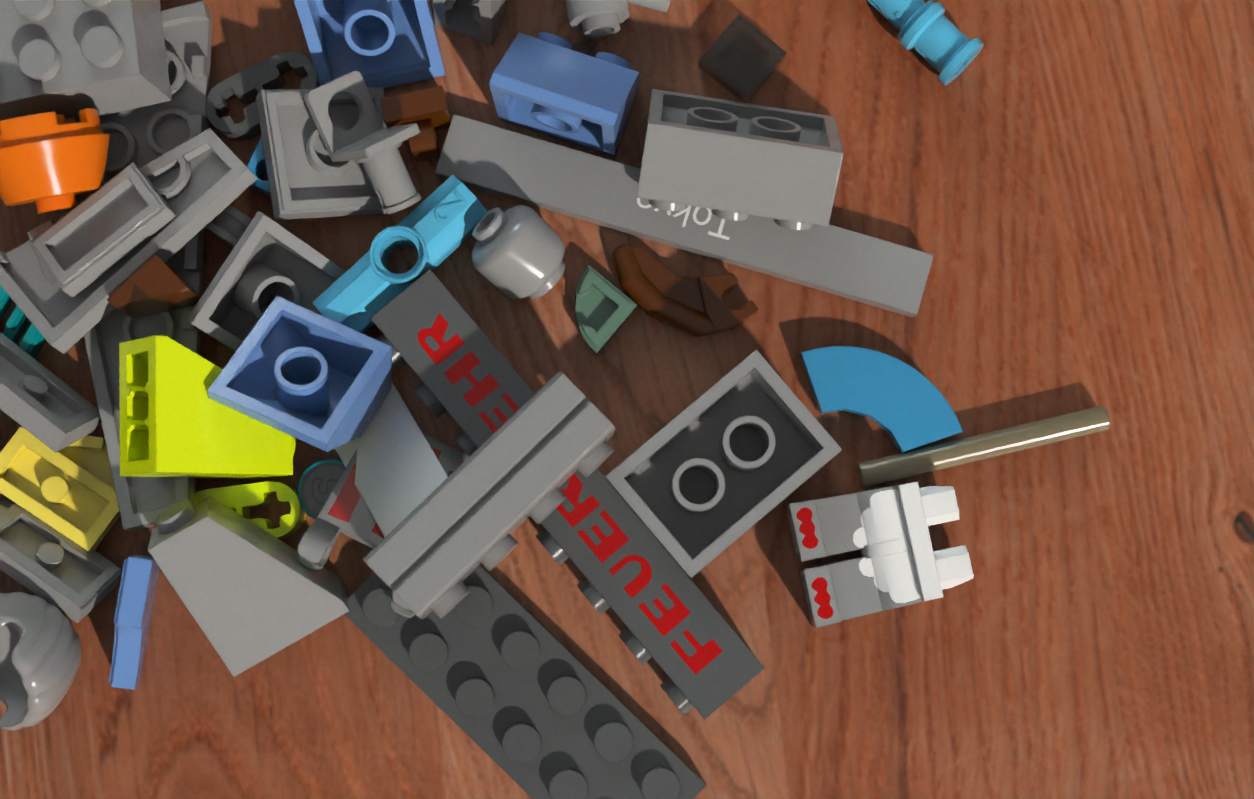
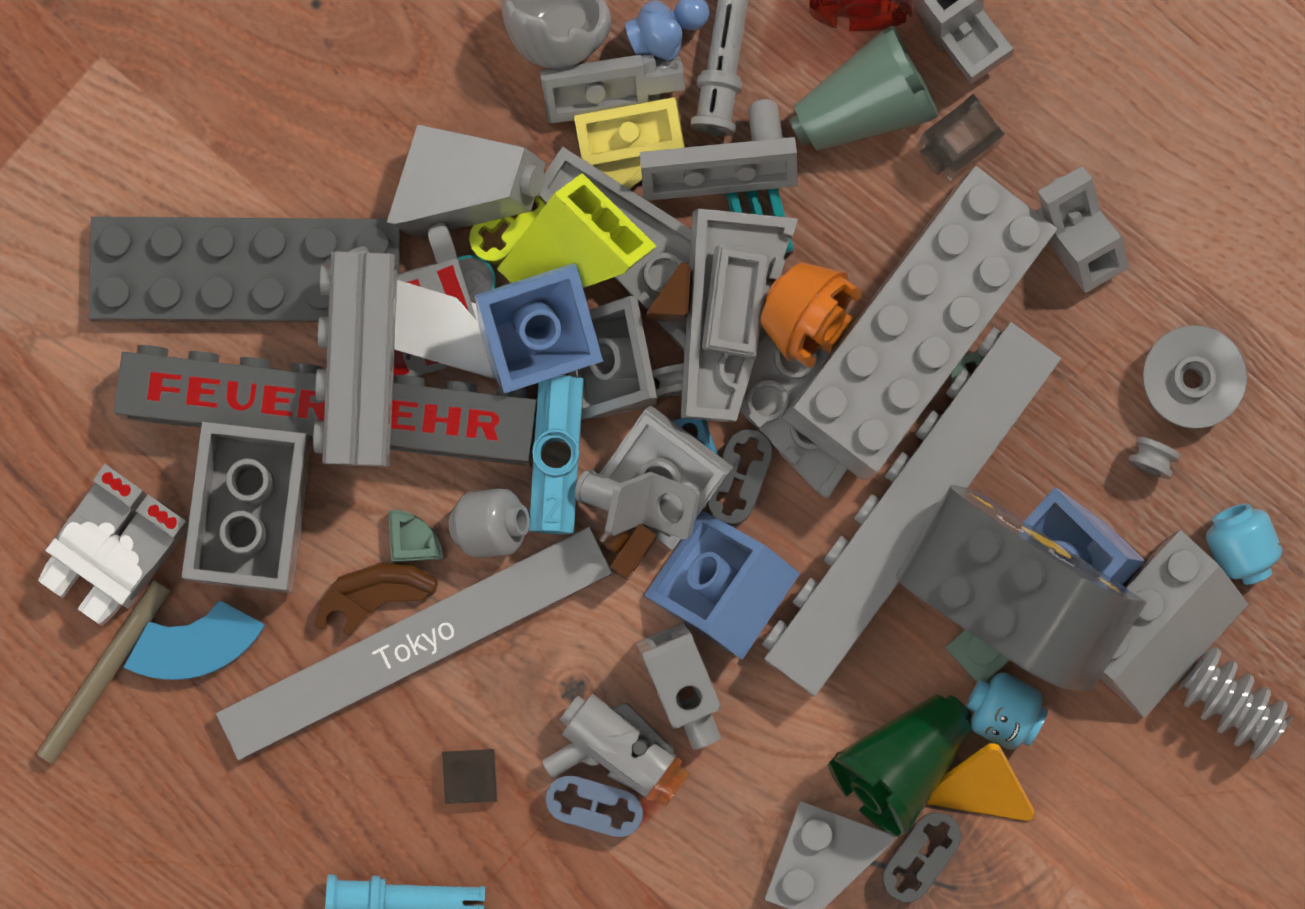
camera: 135 degrees right, 0 degrees up
(133, 620) = (508, 105): medium blue tile -> none
(565, 92) = (551, 648): medium blue slope -> none
(740, 160) = (409, 705): light grey slope -> none

